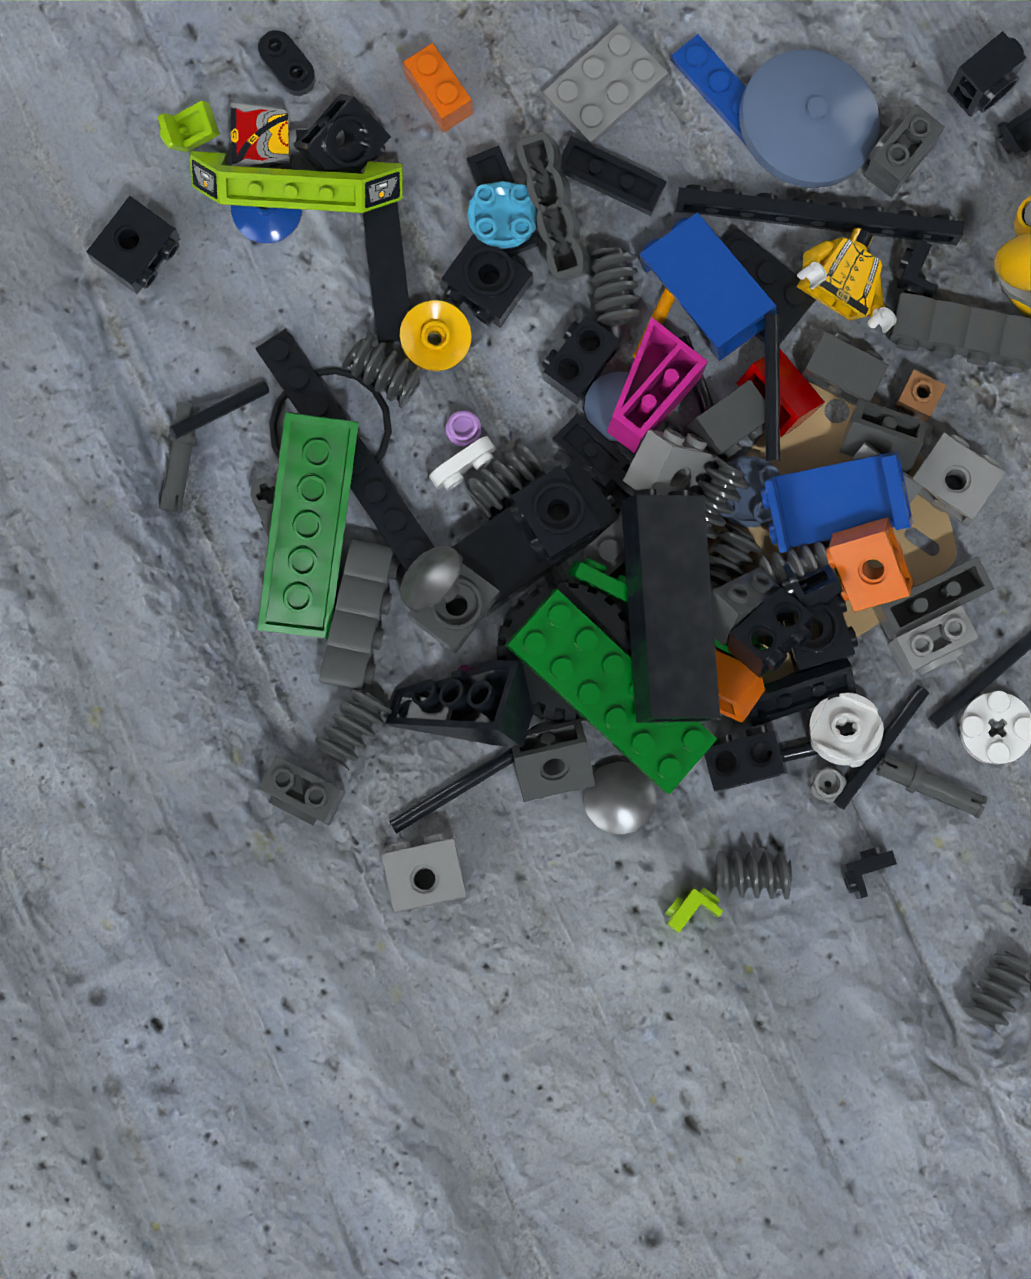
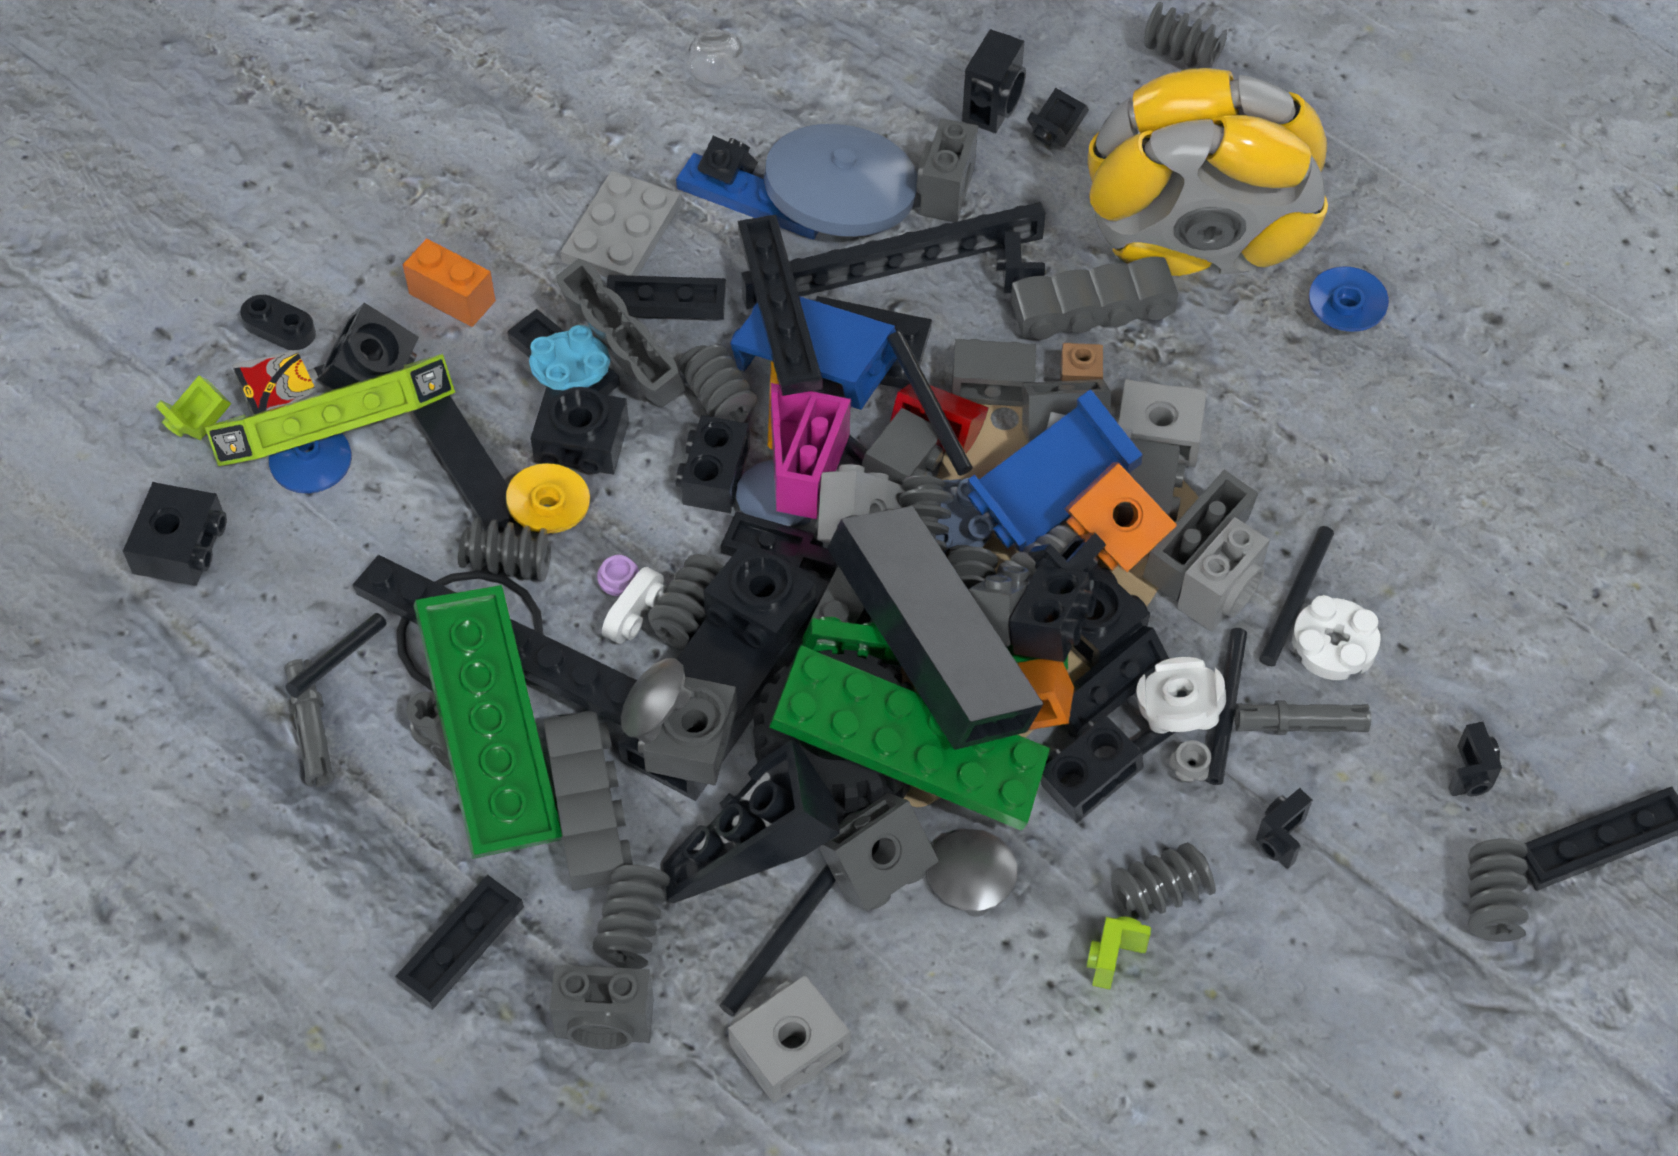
camera: 25 degrees left, 25 degrees down
(222, 690) = (459, 942): none -> black plate
(693, 238) = (779, 306): none -> black tile
(719, 58) = (725, 159): none -> black bracket
(847, 279) = (952, 293): yellow torso -> none
(930, 525) = (1157, 476): none -> dark grey brick

